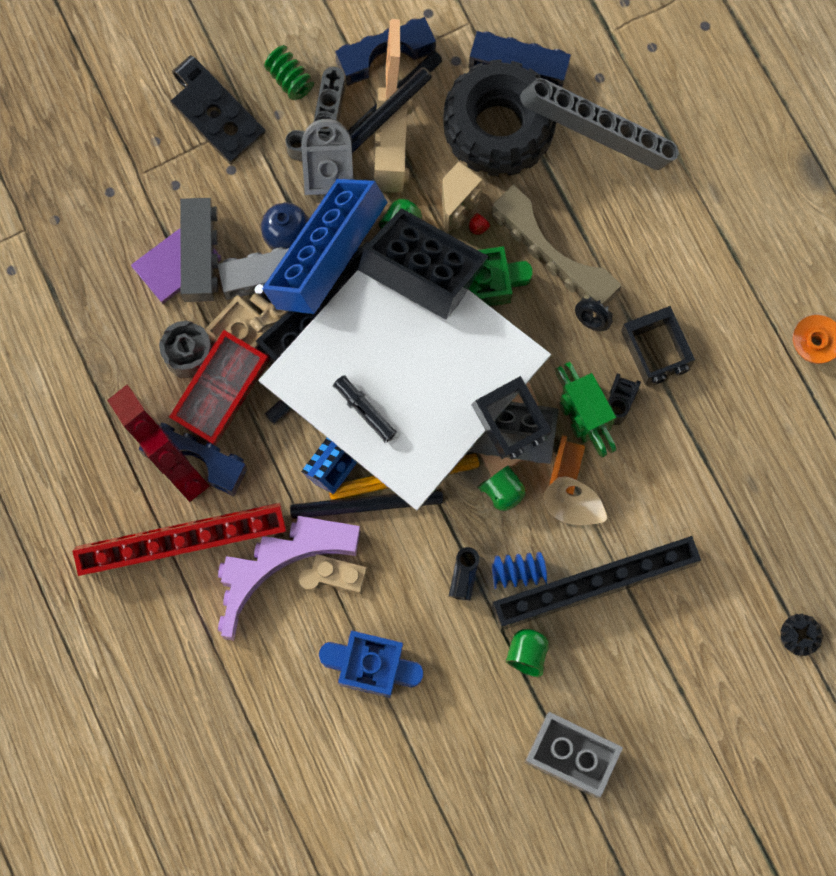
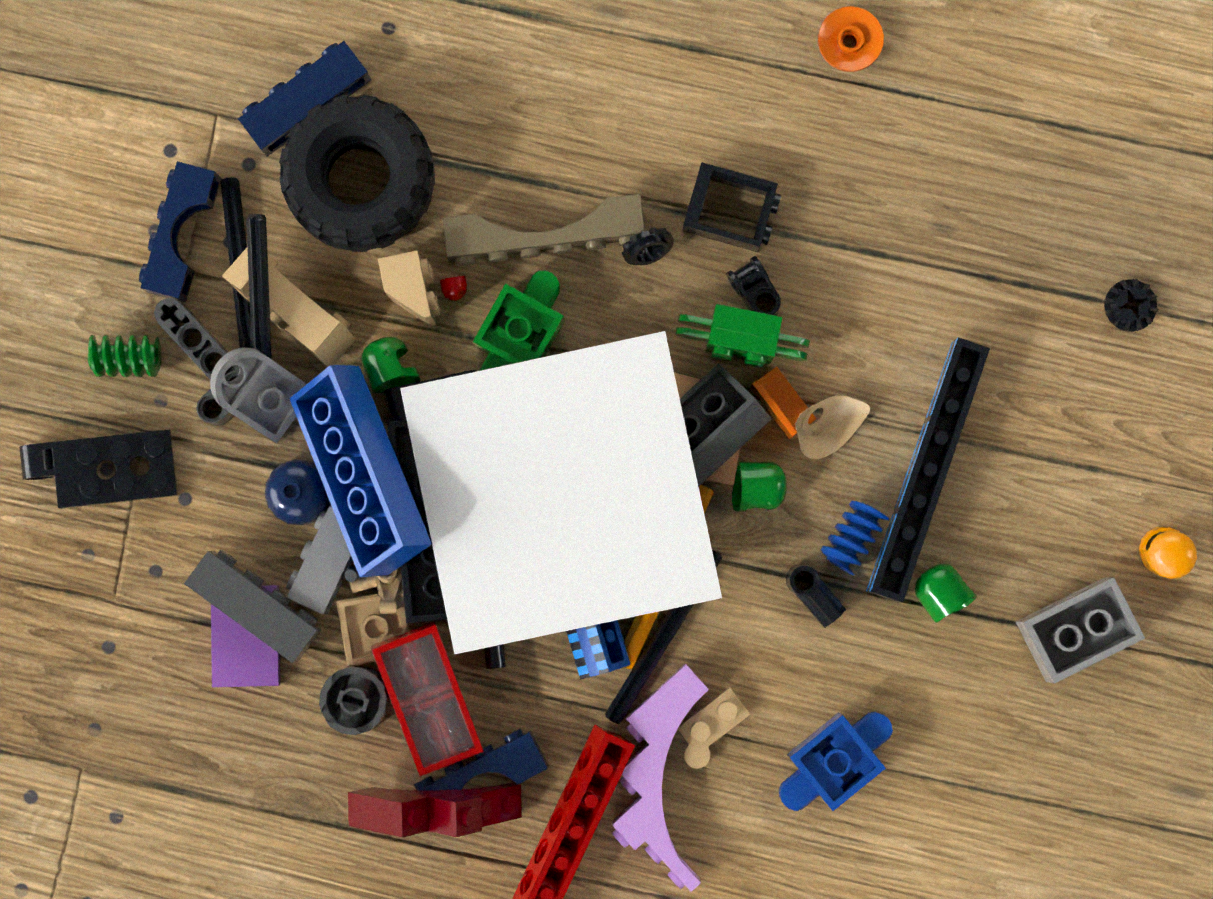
camera: 45 degrees left, 10 degrees up
(357, 400) = (570, 570): black pin -> none
(392, 57) = (204, 236): light nougat tile -> none
(422, 263) = (463, 386): black slope -> none
(480, 408) = (670, 425): black window -> none
(599, 124) = (451, 78): dark grey beam -> none
(666, 776) = (1169, 554): none -> light orange helmet

